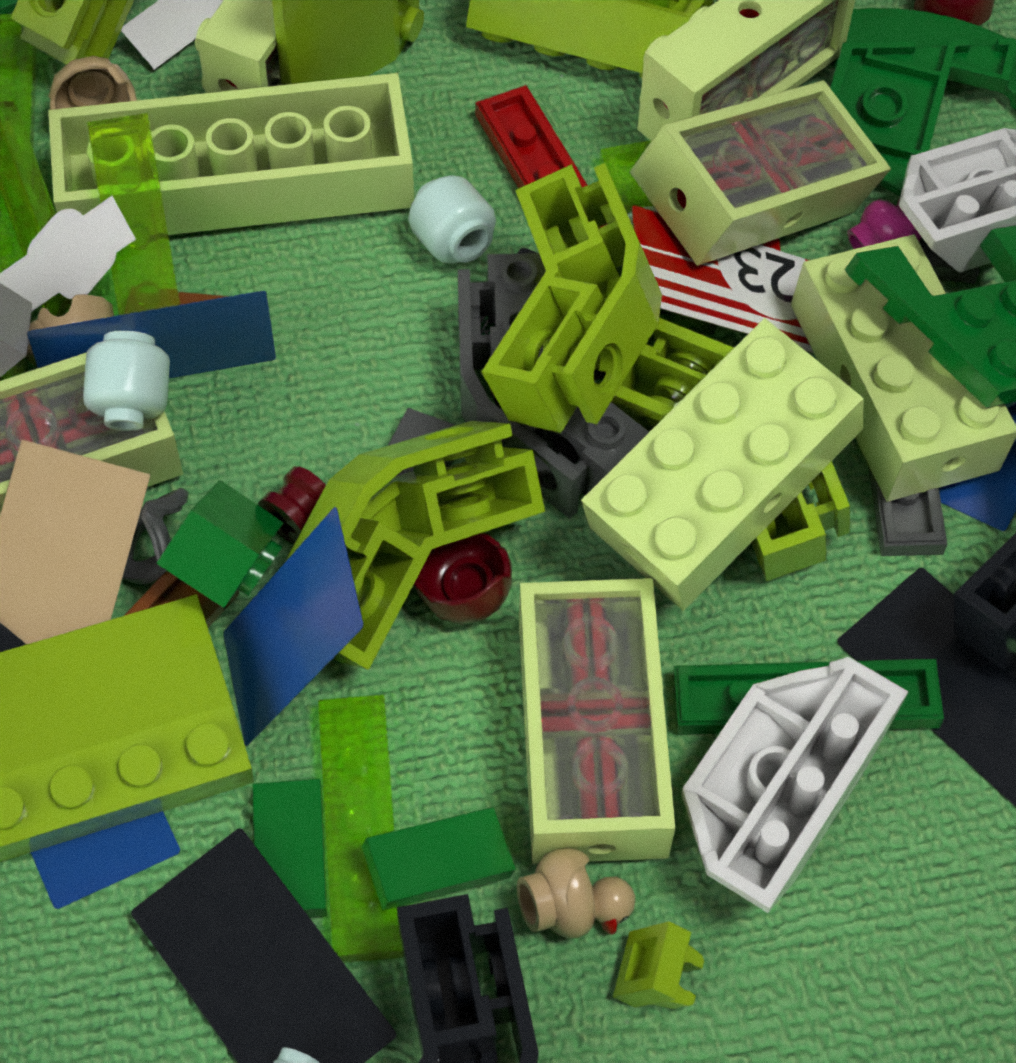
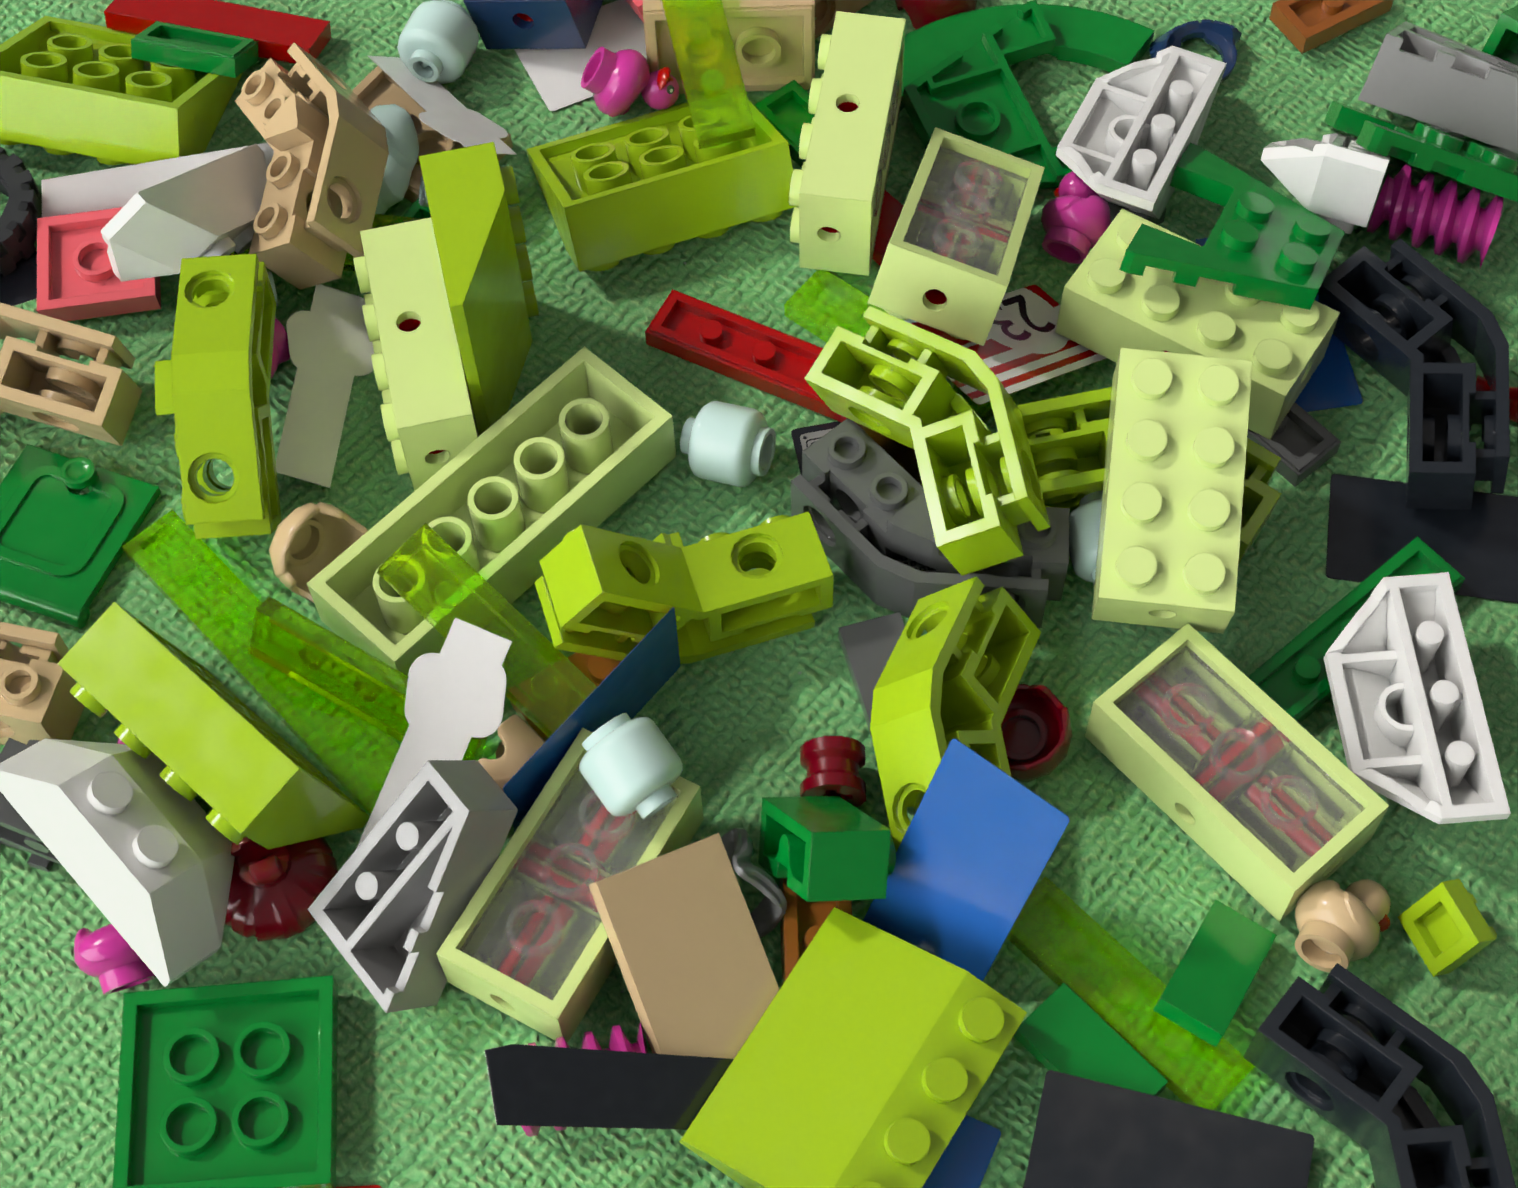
camera: 35 degrees left, 0 degrees up
(315, 304) = (613, 588): none -> lime brick

